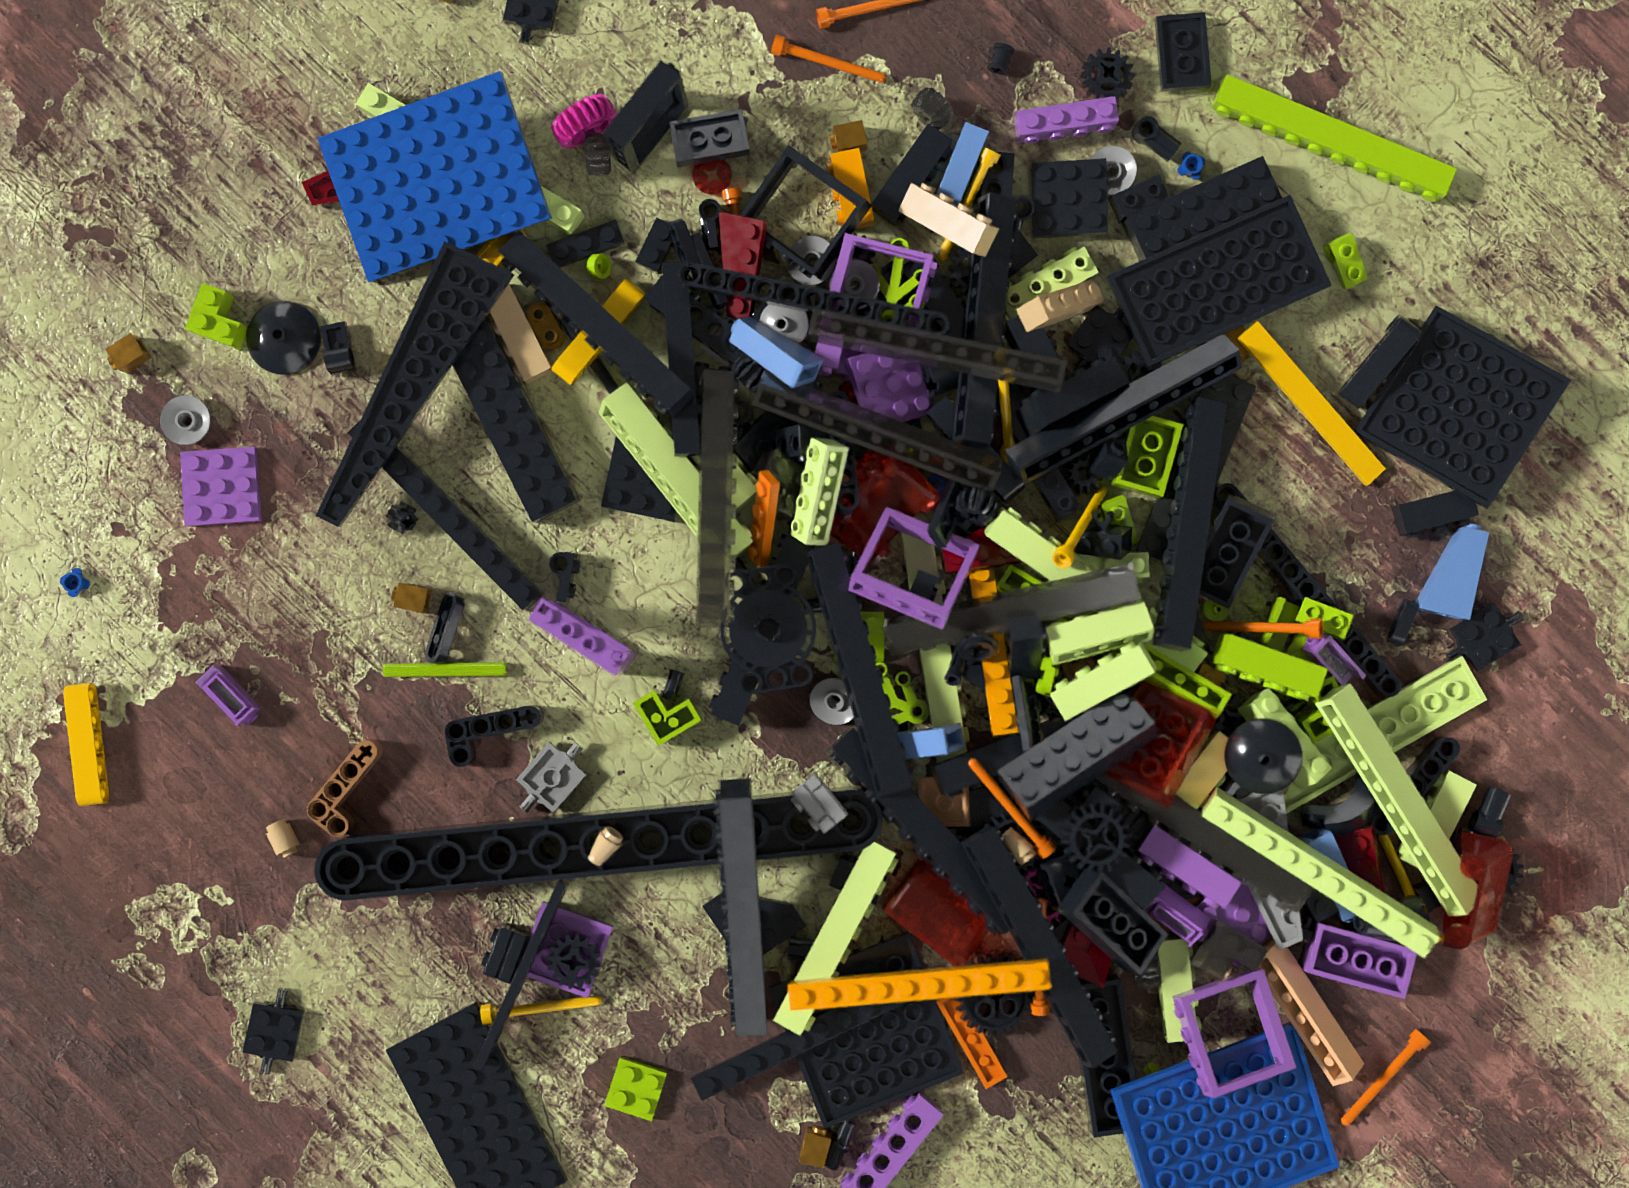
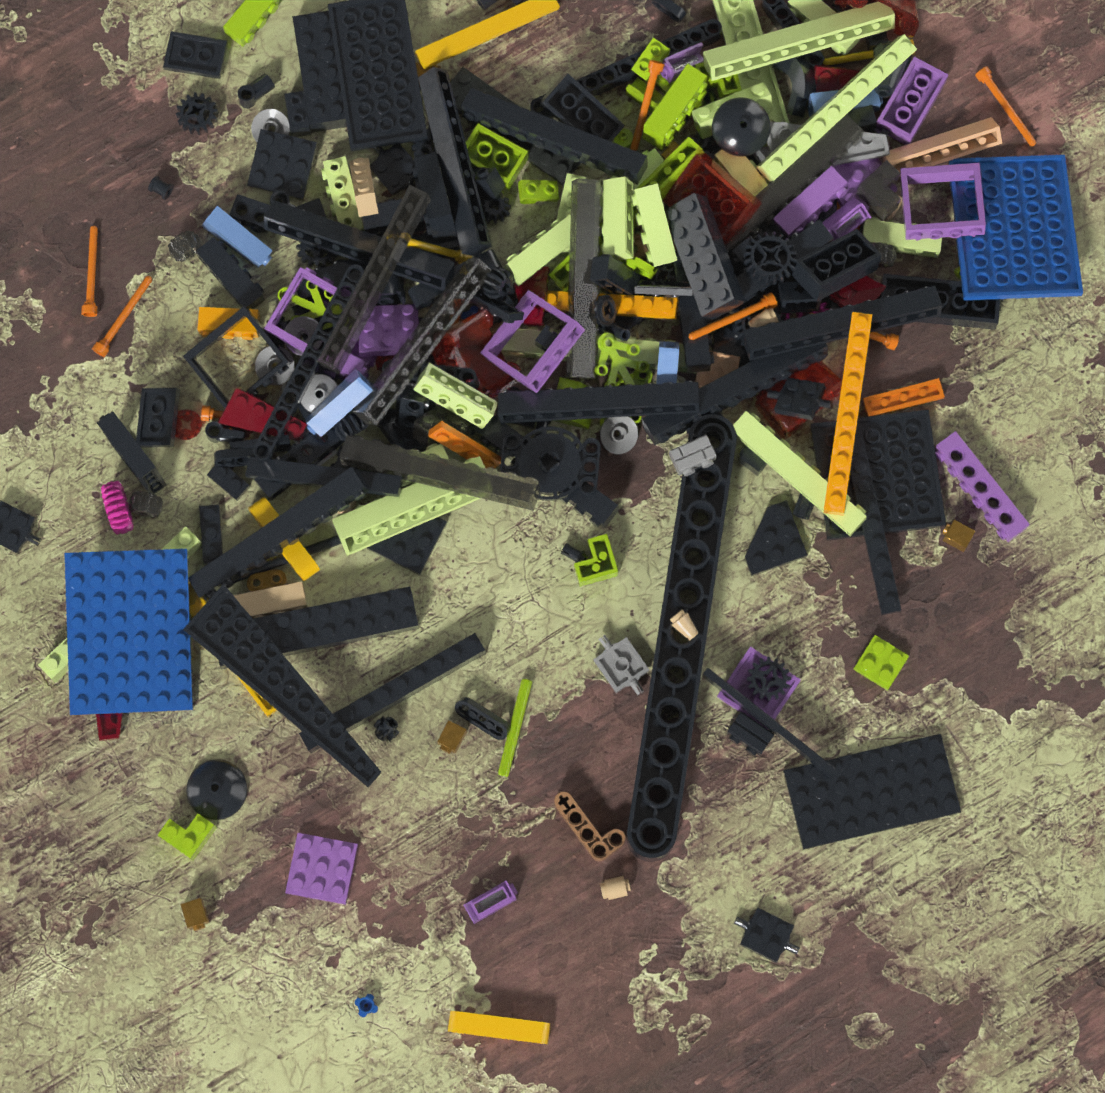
camera: 75 degrees left, 10 degrees down
(174, 417) = (251, 877): light grey dish -> none
(338, 349) = (238, 746): black plate -> none
(489, 1012) = (794, 759): yellow piece -> none
(495, 727) = (571, 698): black beam -> none
(566, 587) = (477, 615): black plate -> none
(582, 636) = (519, 603): medium lavender window -> none
(598, 266) = (232, 528): lime tile -> none
(741, 906) = (757, 532): black brick -> none
(839, 1145) = (961, 516): black axle -> none
(848, 136) = (188, 314): pearl gold brick -> none
(918, 679) = (618, 363): none -> lime plant
(929, 916) = (800, 398): none -> black plate
(948, 219) = (275, 252): brick -> none
(987, 160) = (237, 214): yellow piece -> none
(988, 1022) = (876, 357): black gear -> none
(1056, 494) = (506, 229): black brick -> none
(1065, 554) = (552, 227): yellow piece -> none
(1066, 120) = (222, 150): medium lavender brick -> none
(1105, 539) = (547, 203): black brick -> none
(1197, 161) = (282, 65): blue plate -> none

